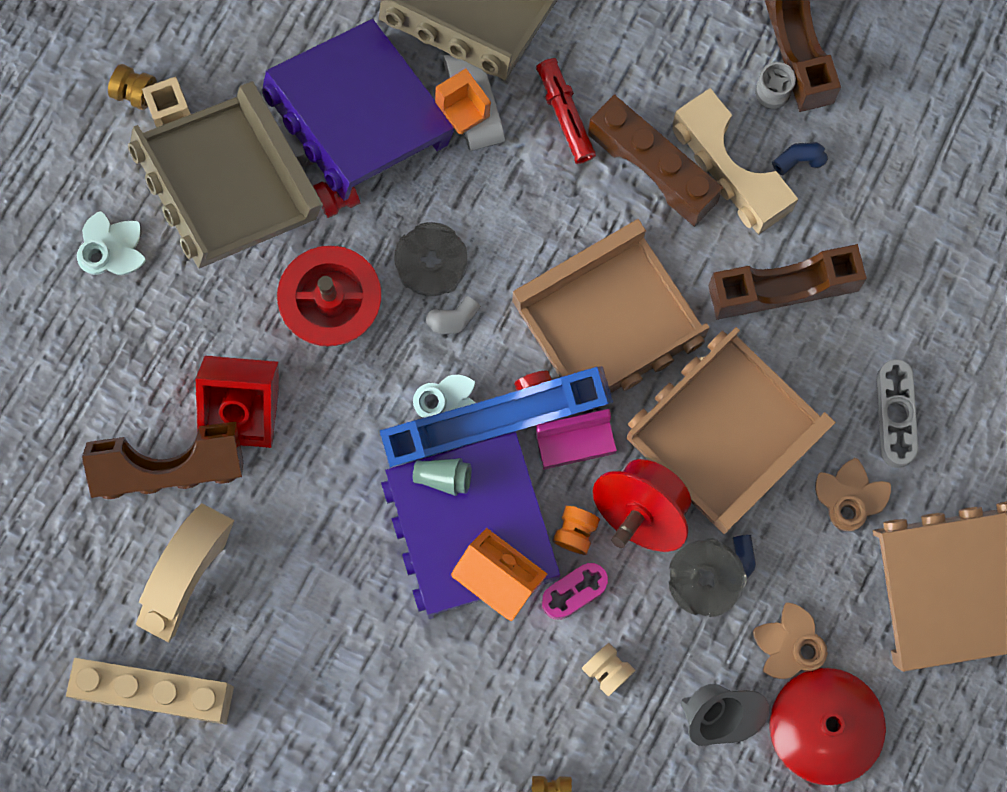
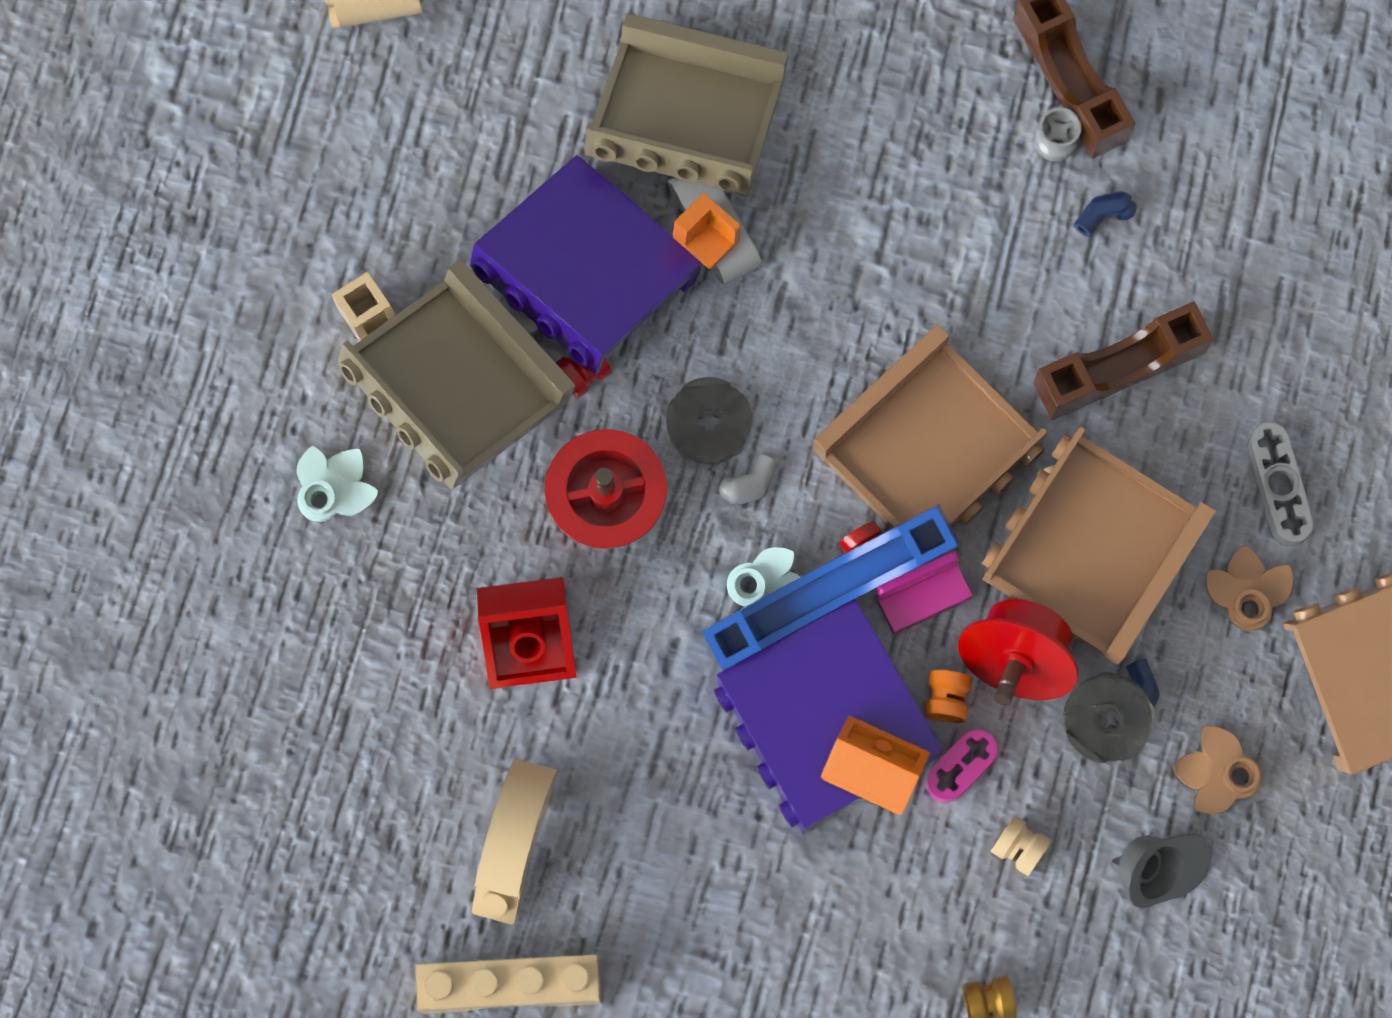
camera: 10 degrees left, 0 degrees up
(117, 468) = (411, 740): reddish brown arch -> none
(128, 86) = (313, 292): pearl gold wheel -> none
(445, 475) = (787, 666): sand green cone -> none
(560, 97) = (814, 201): red pin -> none
(629, 136) = (908, 231): reddish brown arch -> none
(758, 196) = (1067, 268): tan arch -> none
(801, 733) = (1256, 874): red dish -> none

